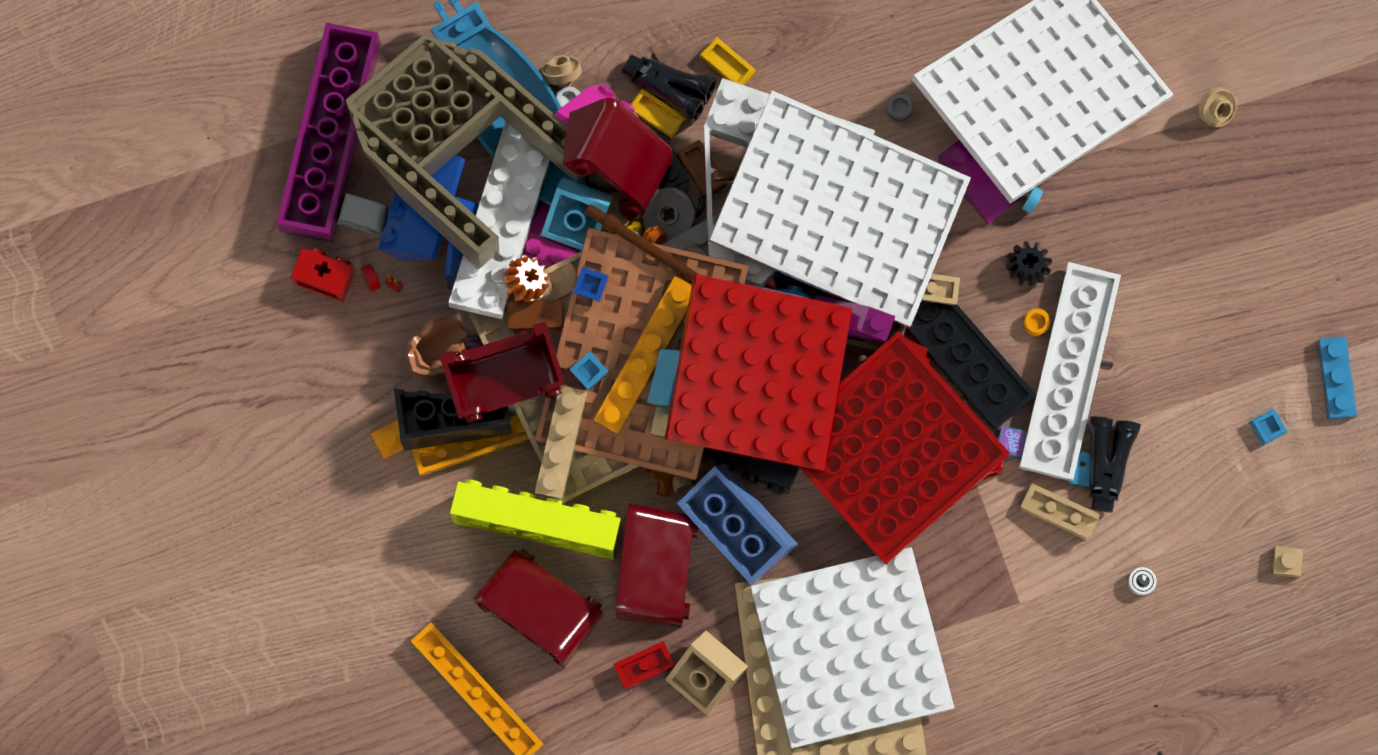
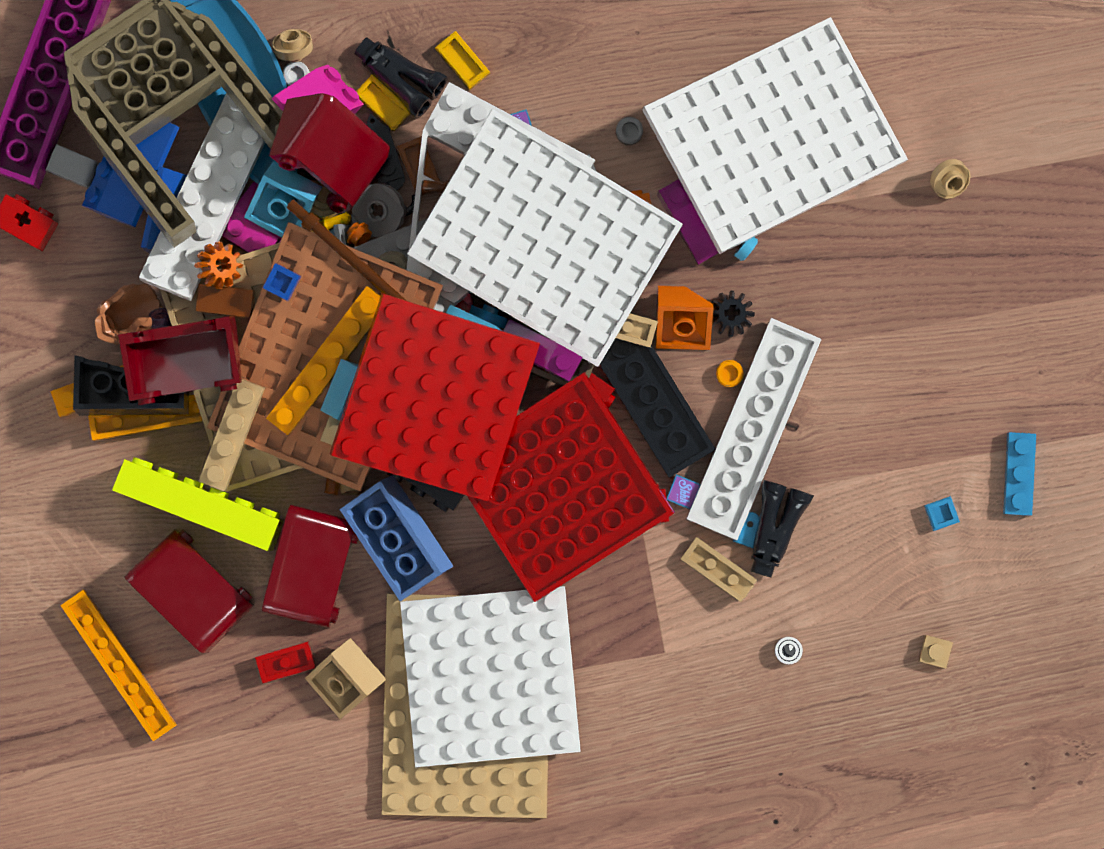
camera: 10 degrees right, 10 degrees up
(370, 278) = (71, 232): red tile -> none
(393, 283) = (95, 241): red piece -> none
(589, 370) = (268, 368): dark azure plate -> none
(983, 275) = (683, 319): none -> orange slope

